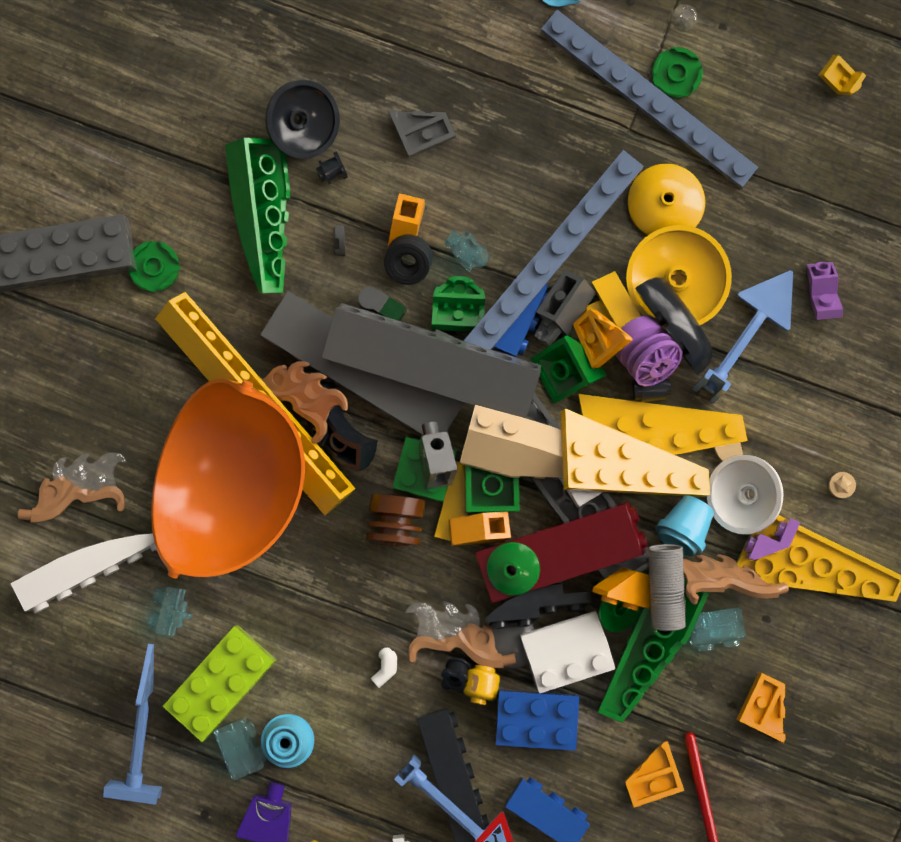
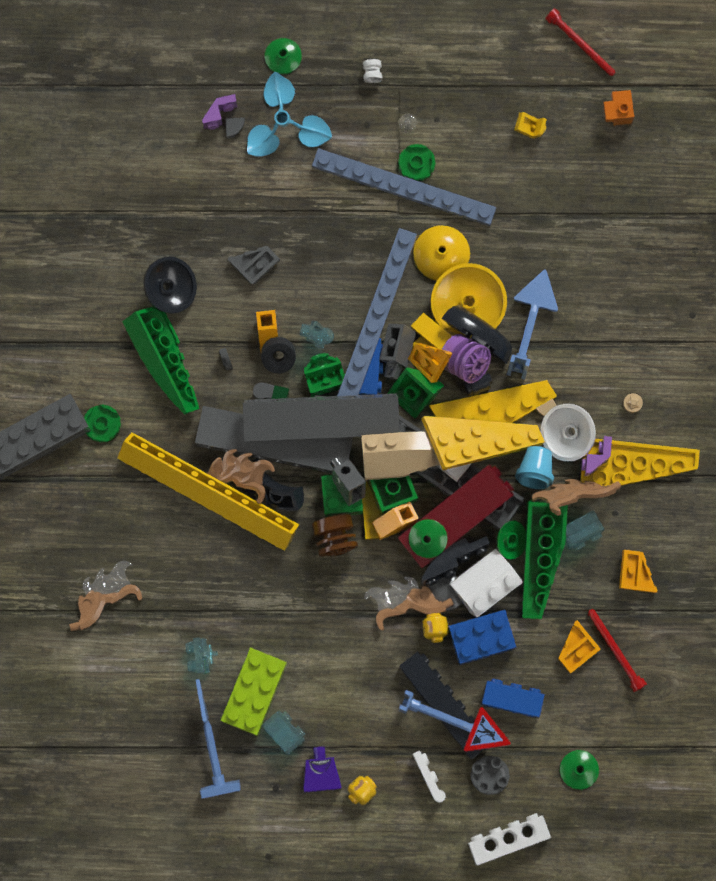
camera: 20 degrees left, 5 degrees down
(78, 569) = (128, 648): white slope -> none
(225, 480) = (208, 547): orange windscreen -> none
(300, 737) = (316, 725): medium azure piece -> none
(331, 169) = (202, 312): black brick -> none
(388, 666) = (366, 638): white arm -> none
(455, 674) = (414, 627): black brick -> none
(627, 586) = (511, 521): light orange slope -> none
(665, 581) = (535, 508): light grey piece -> none
(823, 290) = (571, 275): medium lavender slope -> none

